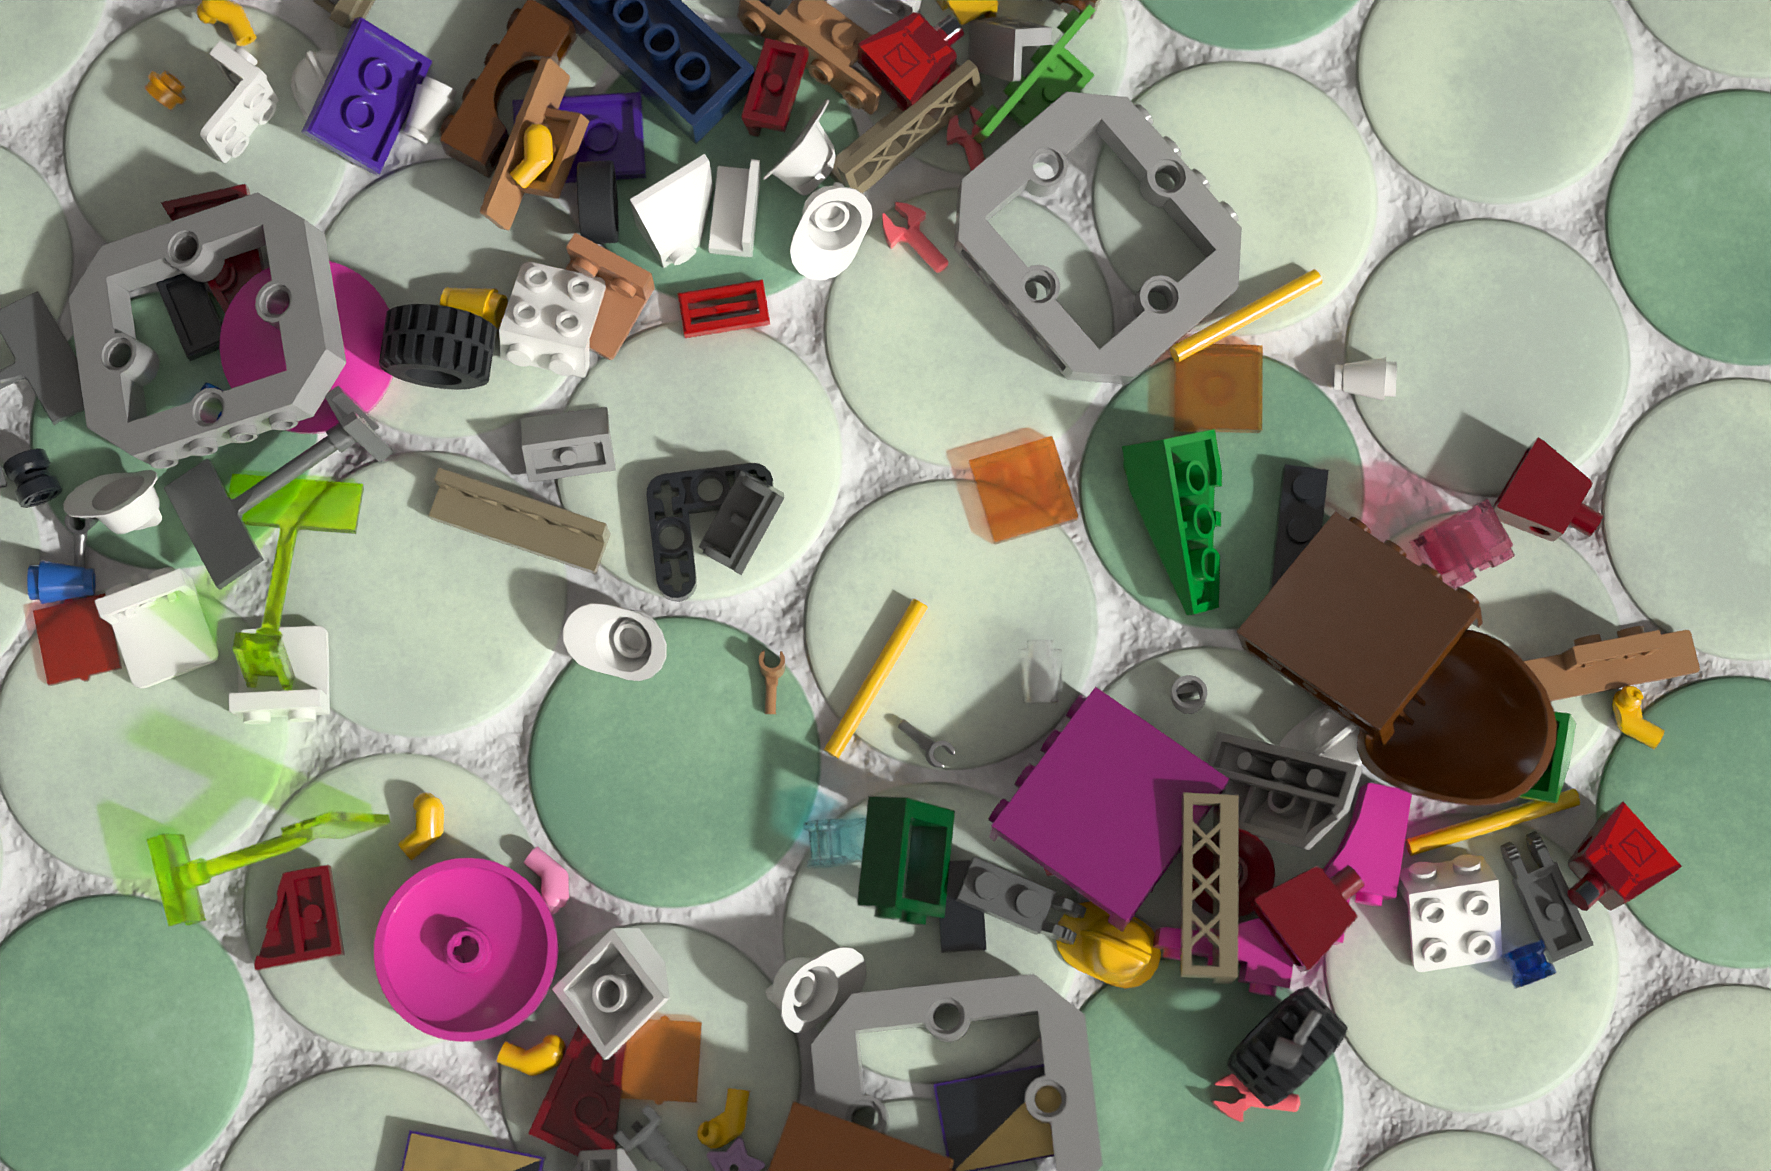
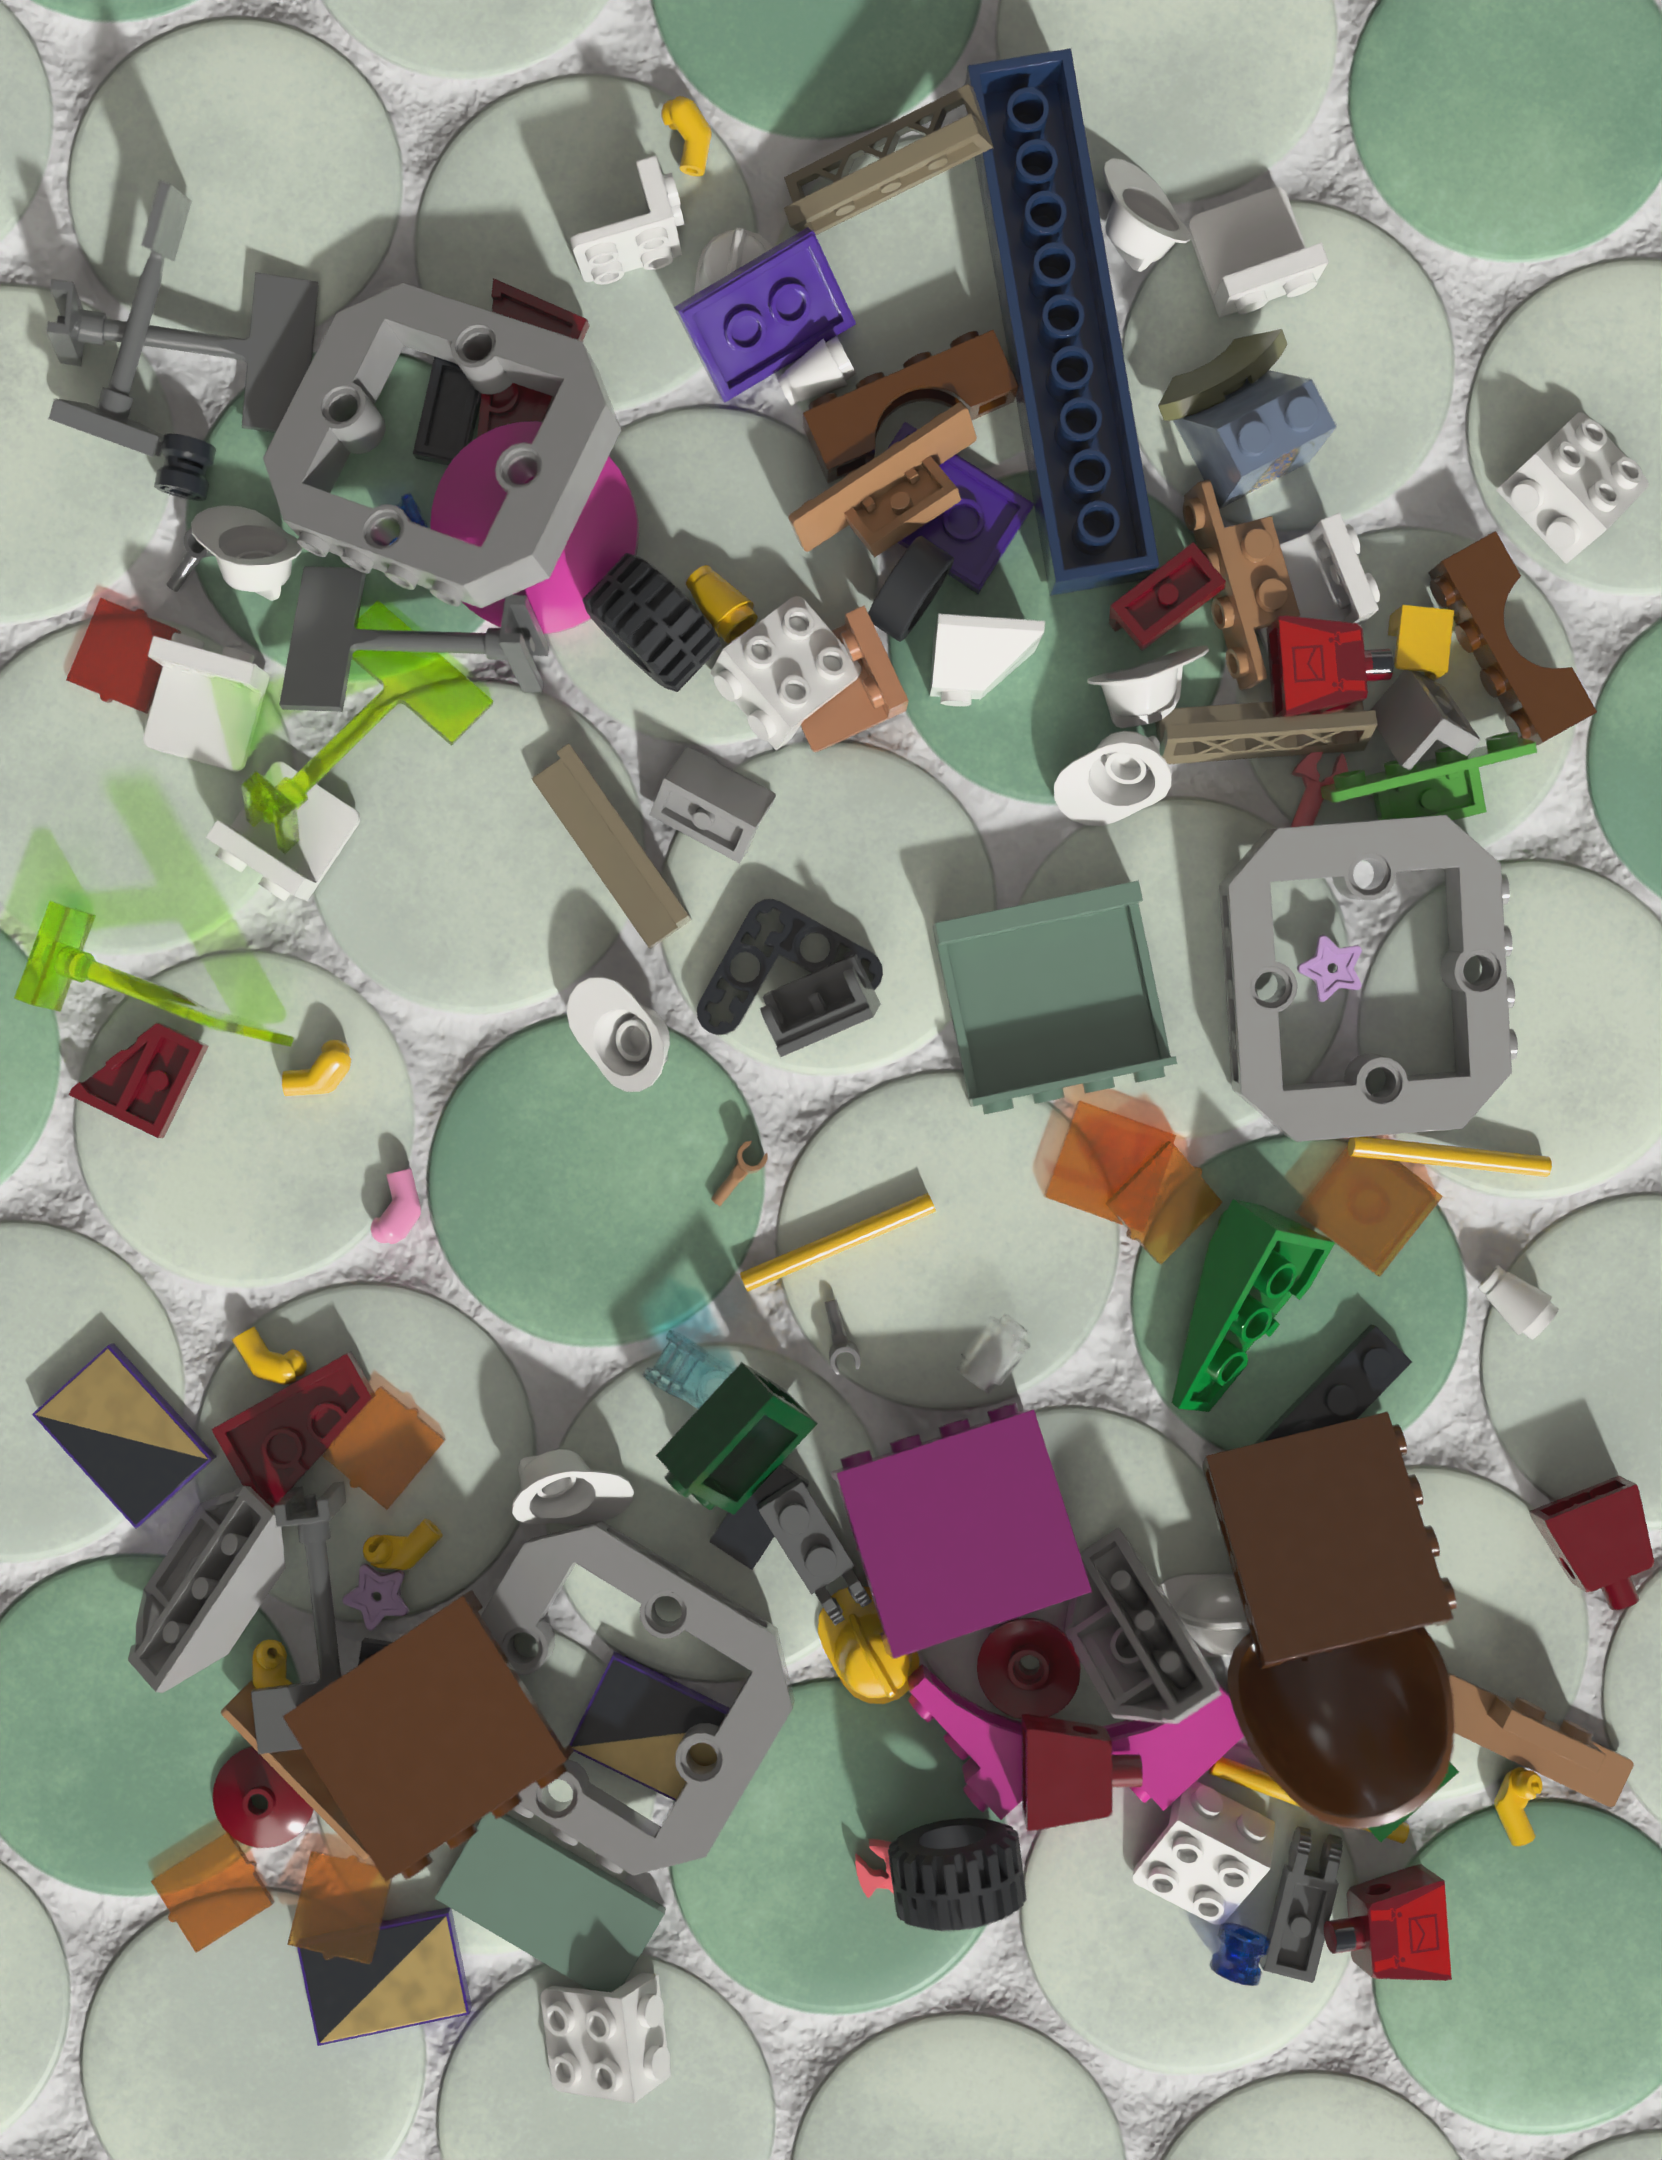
camera: 35 degrees right, 10 degrees up
(59, 581) = (141, 588): blue cone -> none
(165, 89) = (578, 164): light orange plate -> none
(466, 950) = (272, 1221): dark pink dish -> none
(537, 154) = (884, 499): yellow arm -> none
(615, 988) = (383, 1361): white slope -> none
(728, 324) = (948, 798): red tile -> none
(735, 210) = (1038, 690): white panel -> none
(896, 404) = (1053, 997): none -> sand green panel
(913, 235) = (1191, 842): coral bar -> none
(1062, 257) = (1317, 968): none -> lavender plate
(1078, 486) = (1164, 1202): none -> clear orange piece
(1188, 687) = (1121, 1466): light grey hinge -> none
(1224, 889) = (1006, 1689): dark tan fence -> none
(1286, 1051) = (950, 1903): flat silver hand -> none
(1464, 543) = (1485, 1533): clear pink brick -> none

